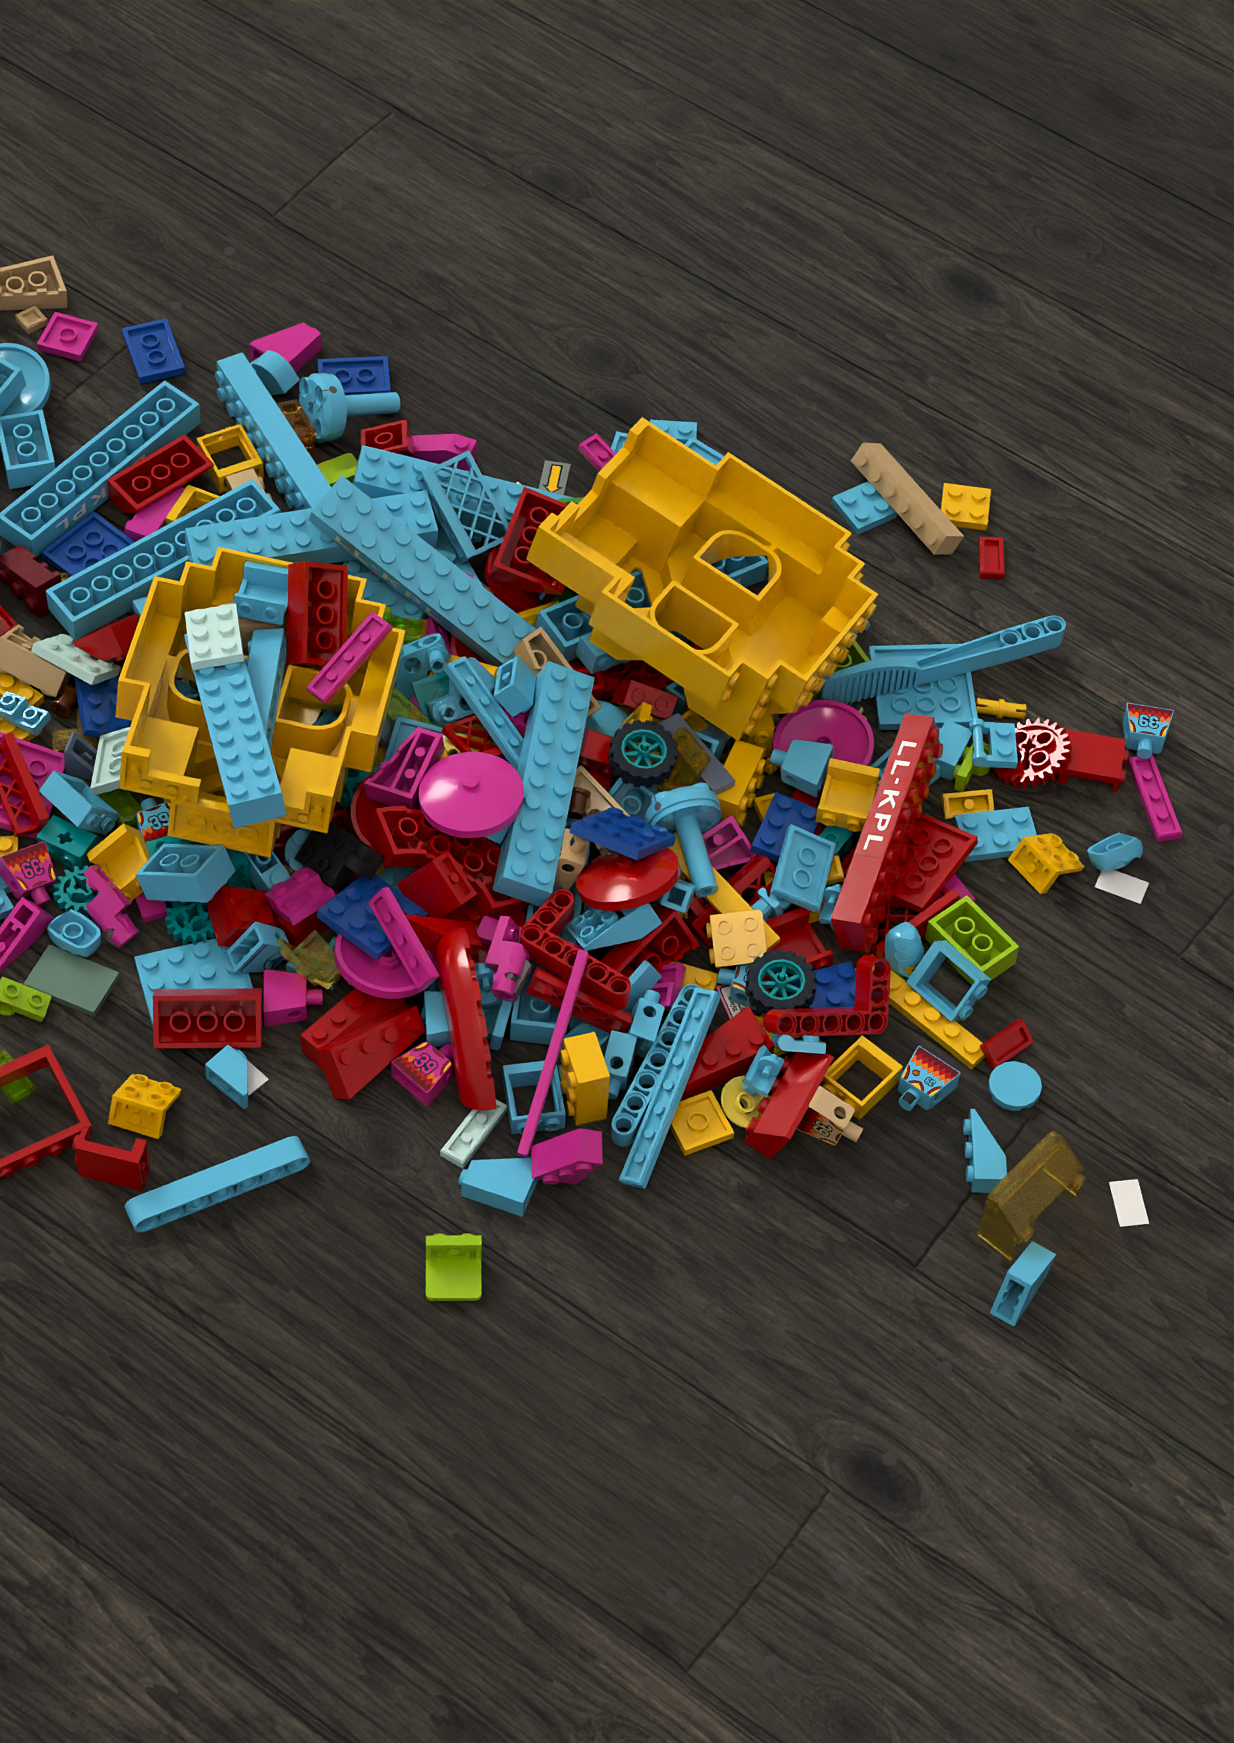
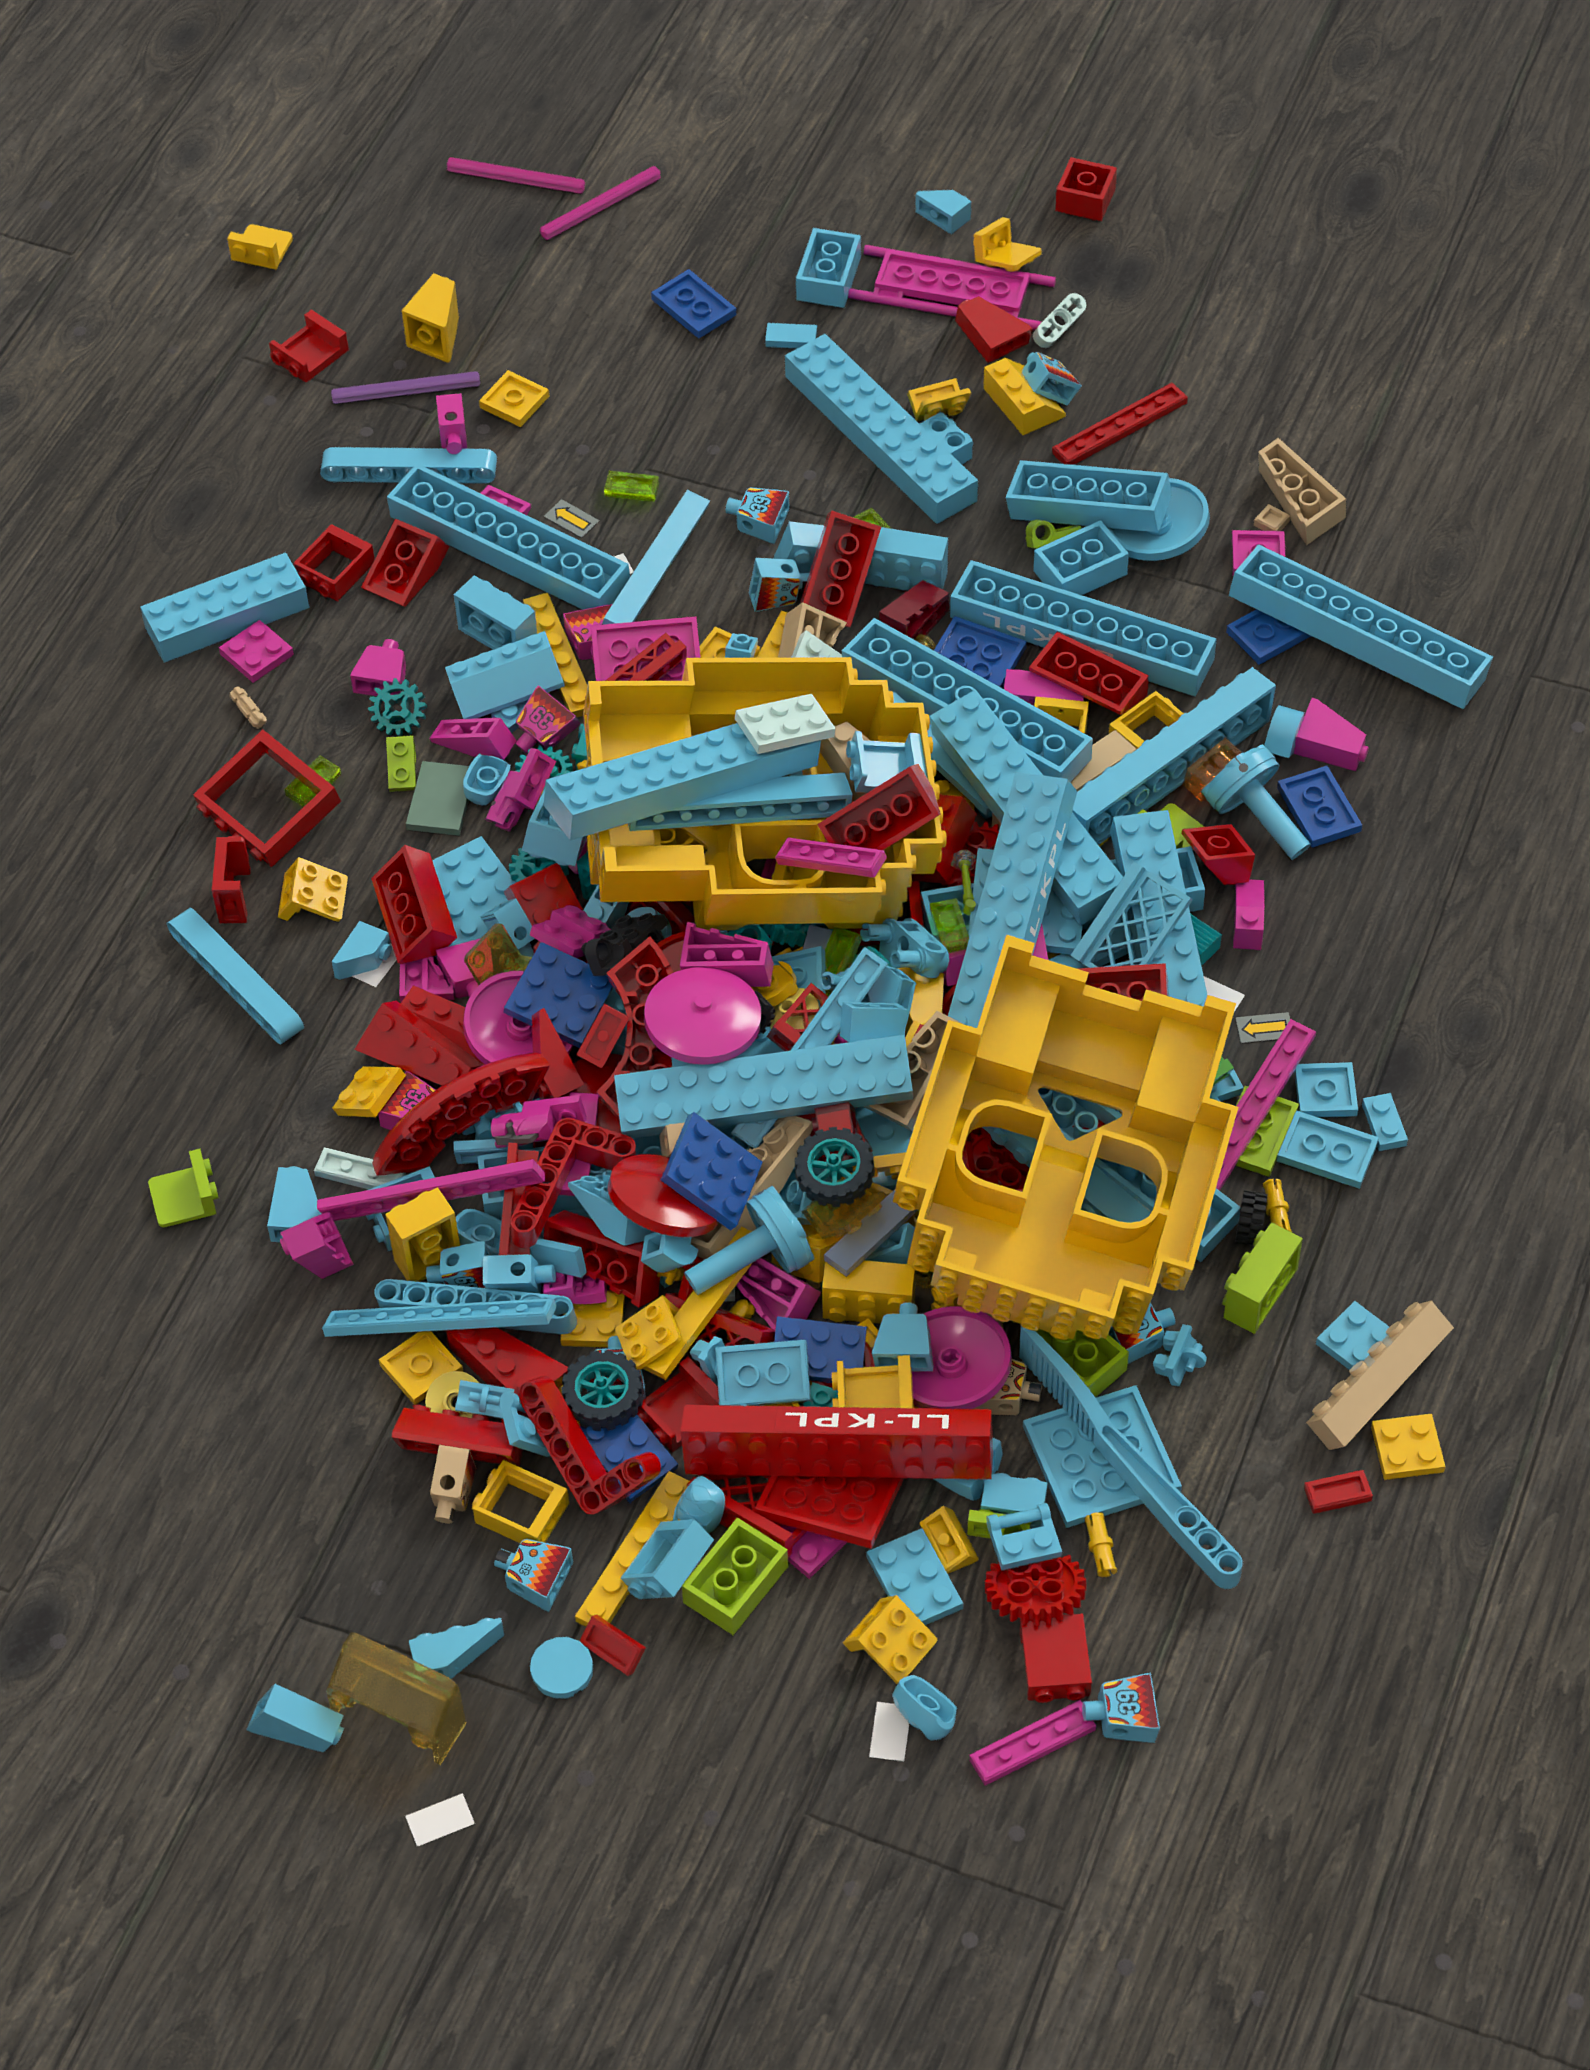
camera: 80 degrees right, 0 degrees up
(188, 291) = (1360, 626): none -> medium azure brick
(283, 1037) = (425, 975): none -> dark pink wing
(398, 1099) = (368, 1091): none -> yellow plate
(403, 939) = (521, 1018): dark pink tile -> none
(578, 803) = (759, 1131): reddish brown bush -> none

